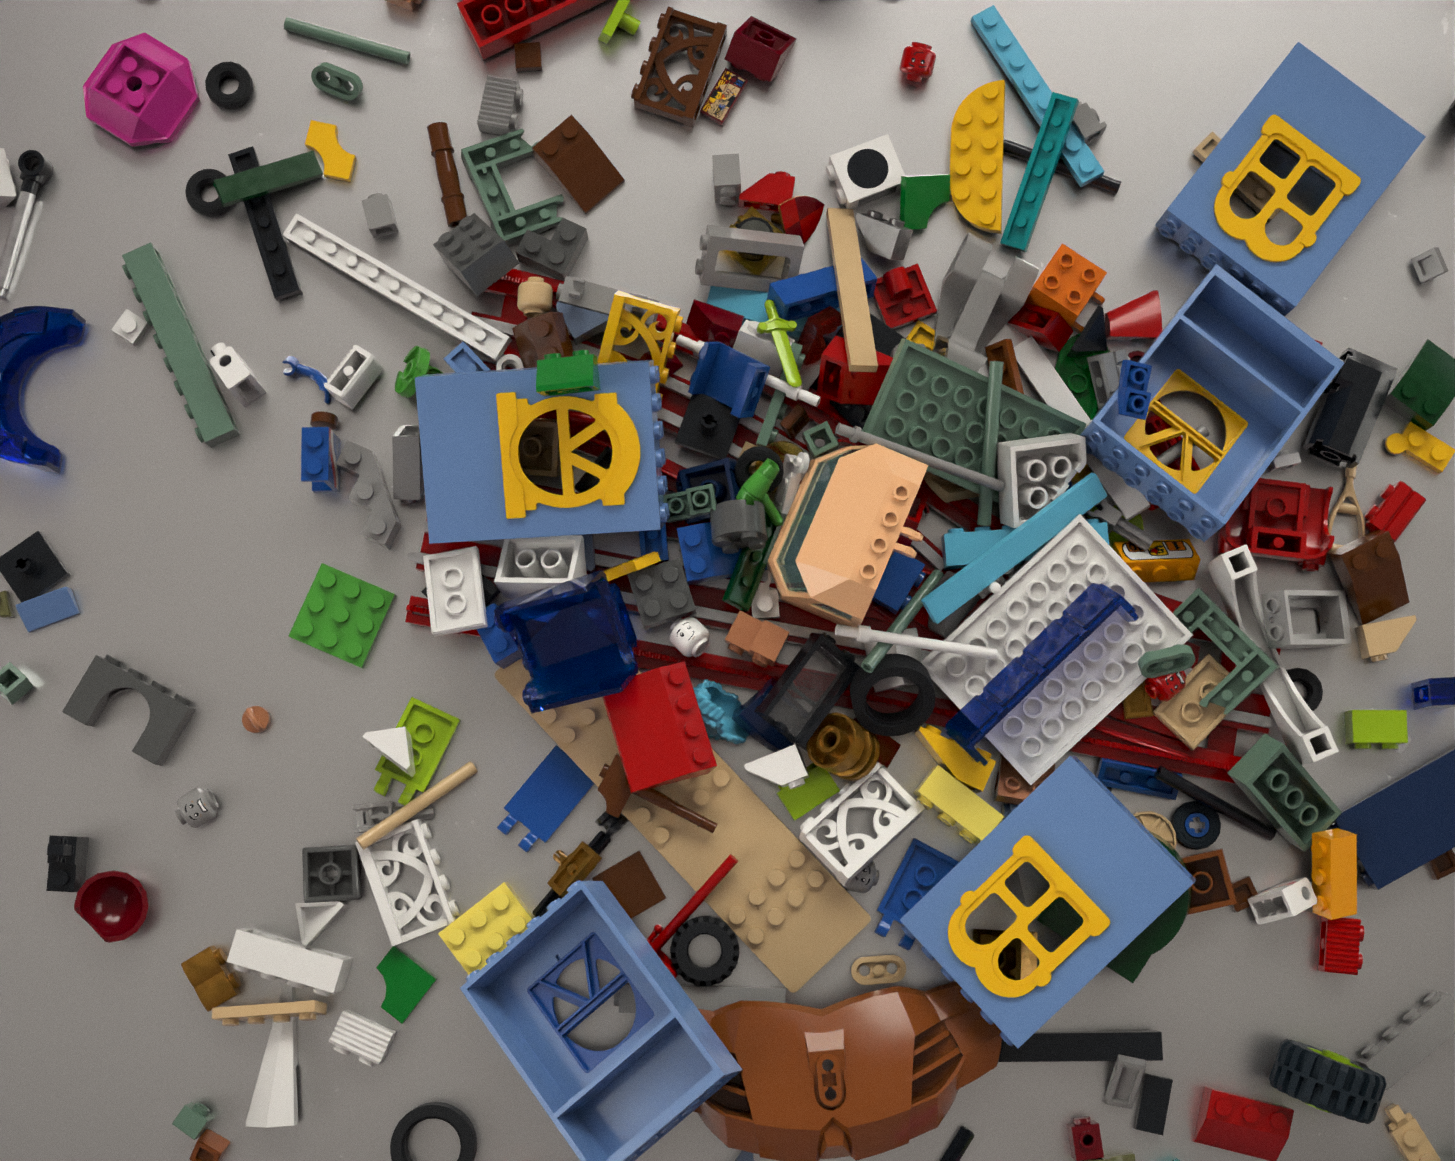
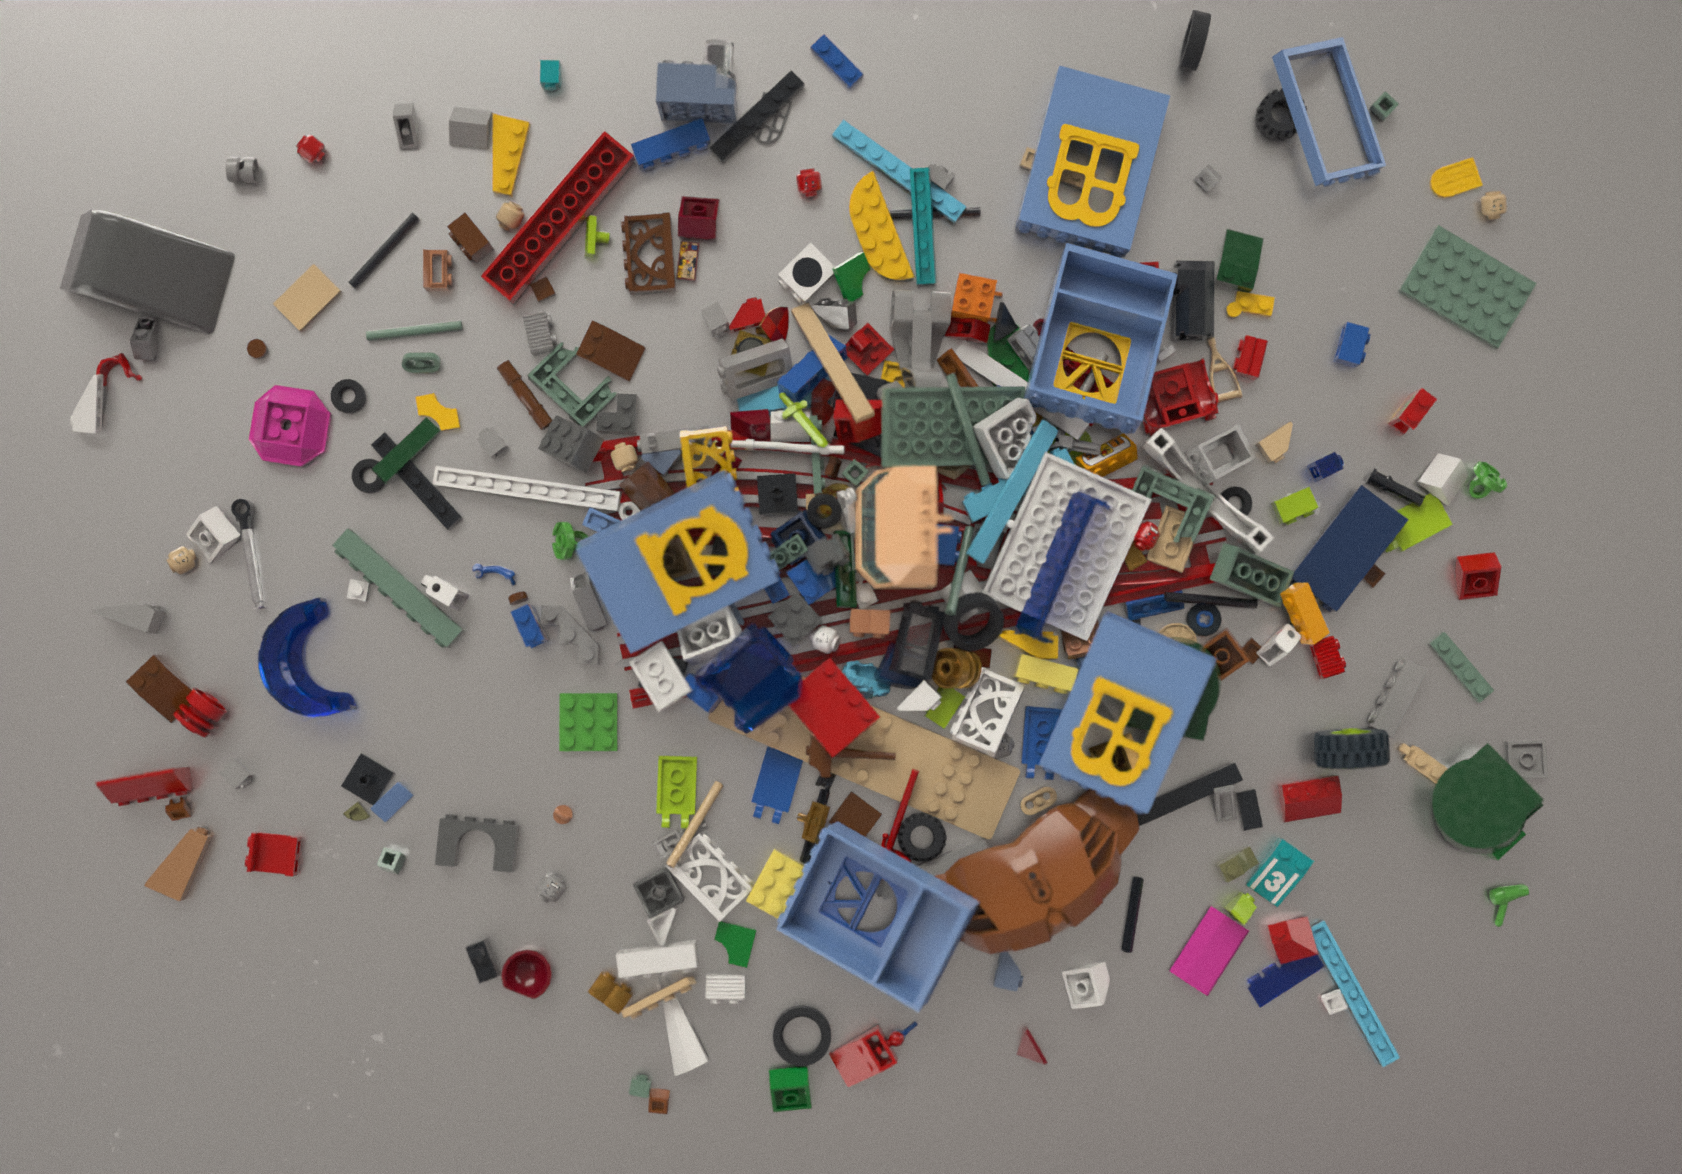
camera: 30 degrees left, 5 degrees up
(353, 376) = (525, 560): white brick -> none
(395, 746) = (664, 793): white slope -> none
(567, 374) = (677, 508): green slope -> none
(632, 565) = (766, 611): yellow tile -> none
(729, 378) = (778, 457): blue panel -> none
(757, 487) = (827, 524): bright green piece -> none
(855, 434) = (879, 464): light grey bar -> none
(865, 633) = (940, 591): white bar -> none
(1085, 1139) = (1214, 850): dark red brick -> none
(1132, 391) = (1046, 355): blue slope -> none
(1135, 319) = (1028, 298): red slope -> none
(1166, 661) = (1141, 524): sand green plate -> none
(1371, 575) = (1252, 406): reddish brown slope -> none

